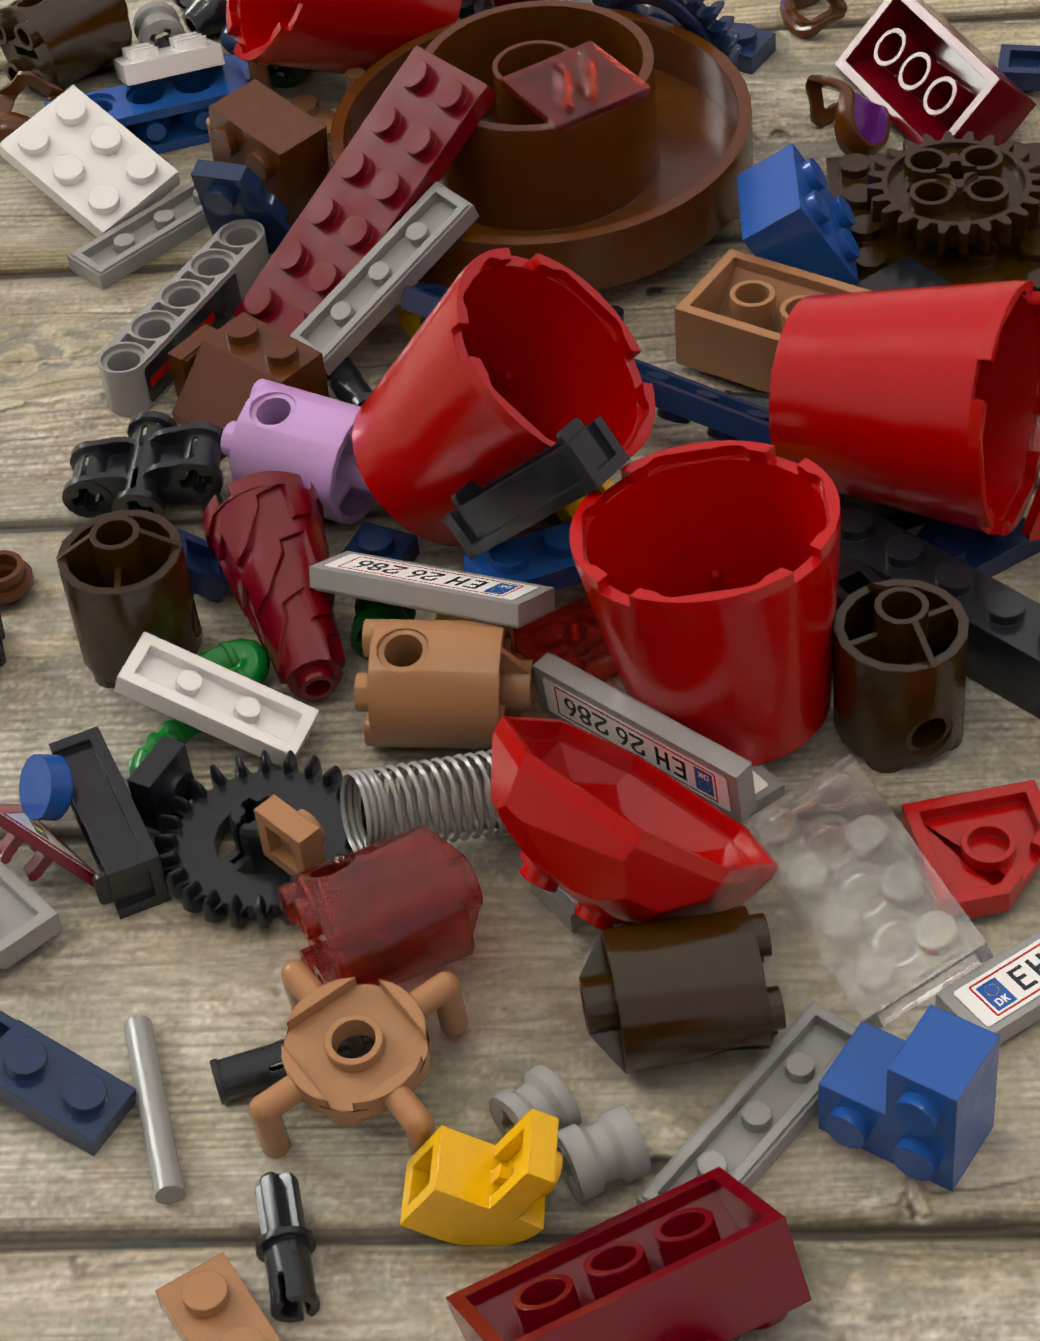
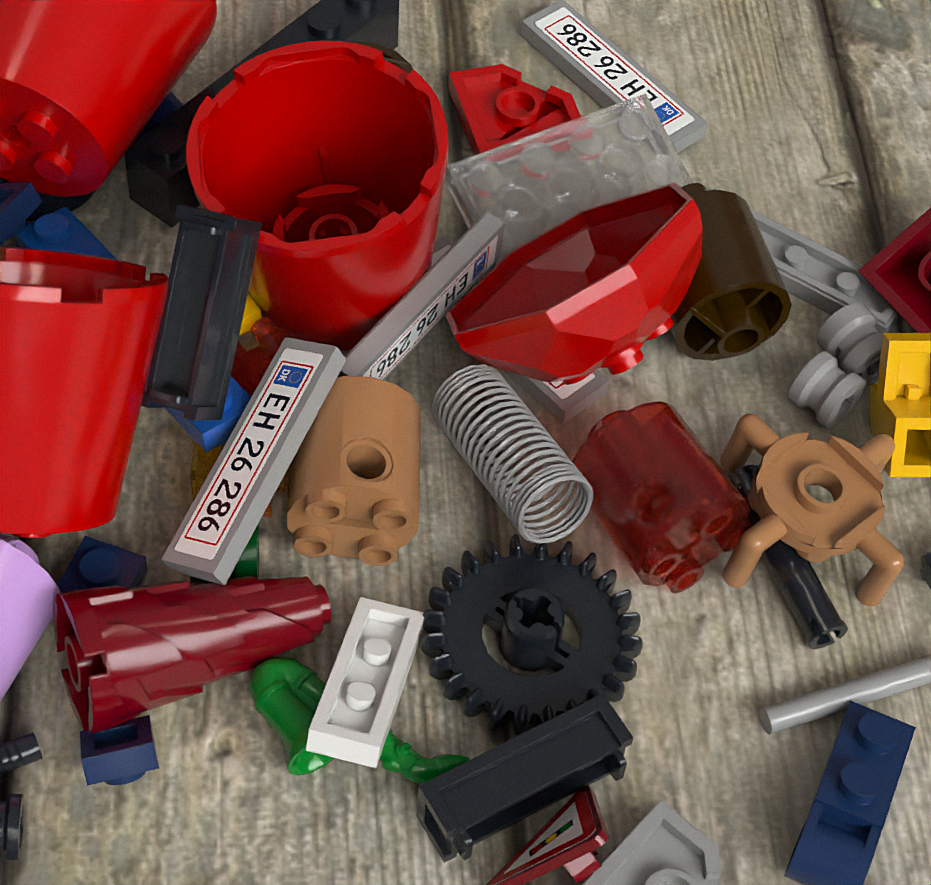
camera: 105 degrees left, 10 degrees up
(45, 787) = (506, 828): blue tile -> none
(123, 579) = (222, 772): dark brown cylinder -> none
(159, 778) = (467, 726): black plate -> none
(289, 836) = (584, 566): medium nougat plate -> none
(915, 1099) = (790, 141): blue brick -> none

